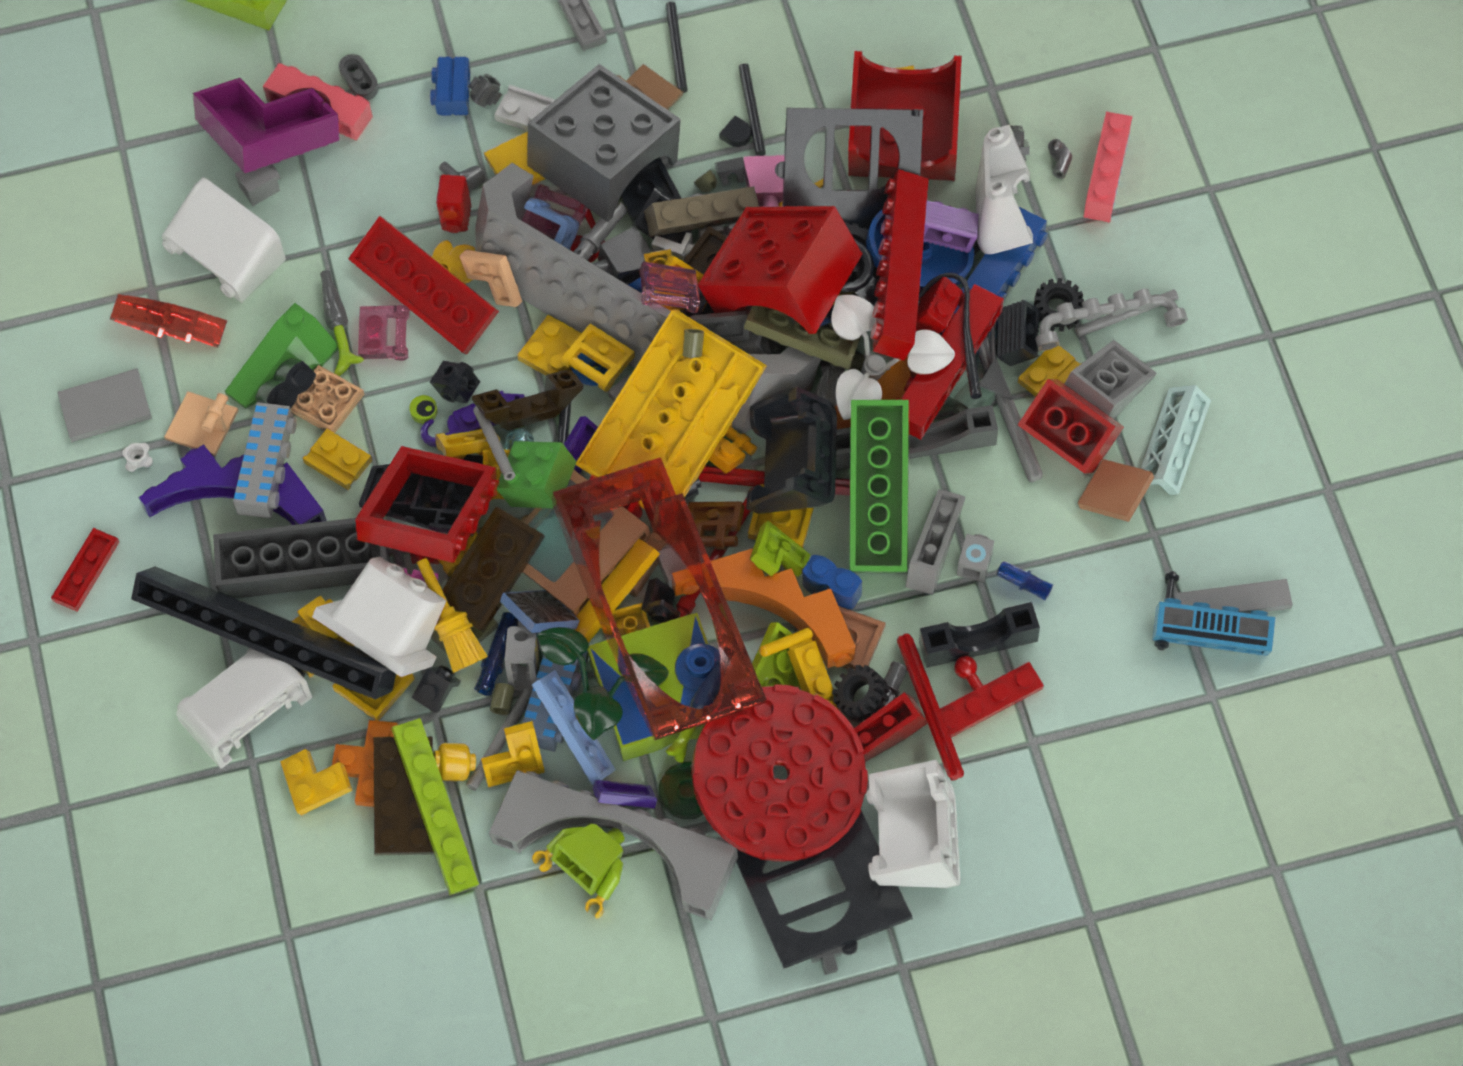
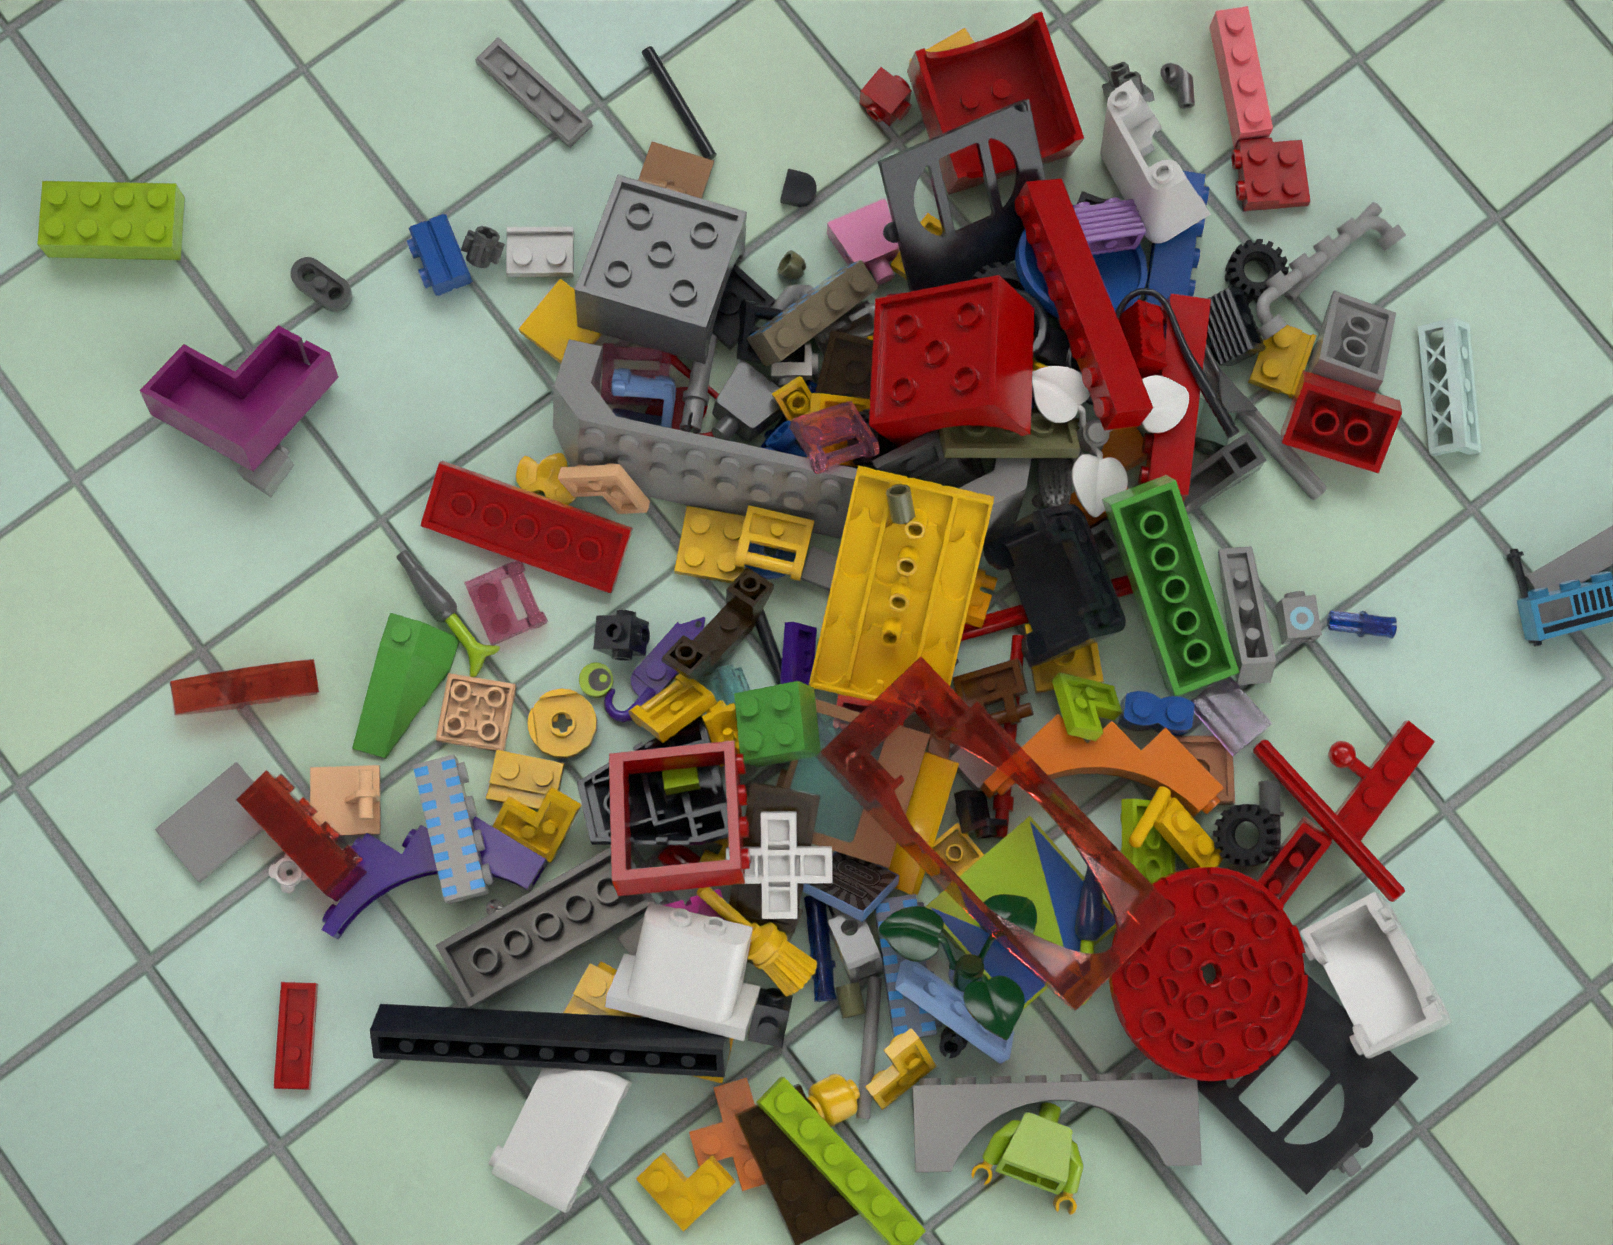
camera: 30 degrees left, 15 degrees up
(156, 427) = (301, 835): none -> clear red brick
(224, 239) = (262, 562): white windscreen -> none
(288, 381) = (426, 720): black brick -> none
(334, 491) = (540, 830): none -> yellow plate
(352, 111) = (245, 328): coral arch -> none
(383, 443) = (575, 708): none -> yellow plate
(447, 490) = (680, 780): none -> lime tile
(453, 203) = (517, 411): red brick -> none
(474, 174) = (509, 375): dark grey piece -> none
(490, 571) = (783, 864): none -> white plate
(495, 445) = (717, 710): light grey piece -> none
(562, 755) = (947, 1046): none -> black pin
(624, 794) = (1042, 1062): dark purple tile -> none
(678, 793) = (1097, 1027): dark green tile -> none
(685, 665) = (1046, 881): blue piece -> none
(734, 166) = (812, 236): dark grey tile -> none
(752, 110) = (803, 152): black bar -> none
(830, 90) = (886, 97): none -> red brick
(890, 605) = (1230, 714): none -> clear purple plate
(1008, 629) = (1345, 713): black arch -> none
(1101, 242) = (1270, 174): none -> red plate
(1115, 490) = (1416, 477): nougat tile -> none

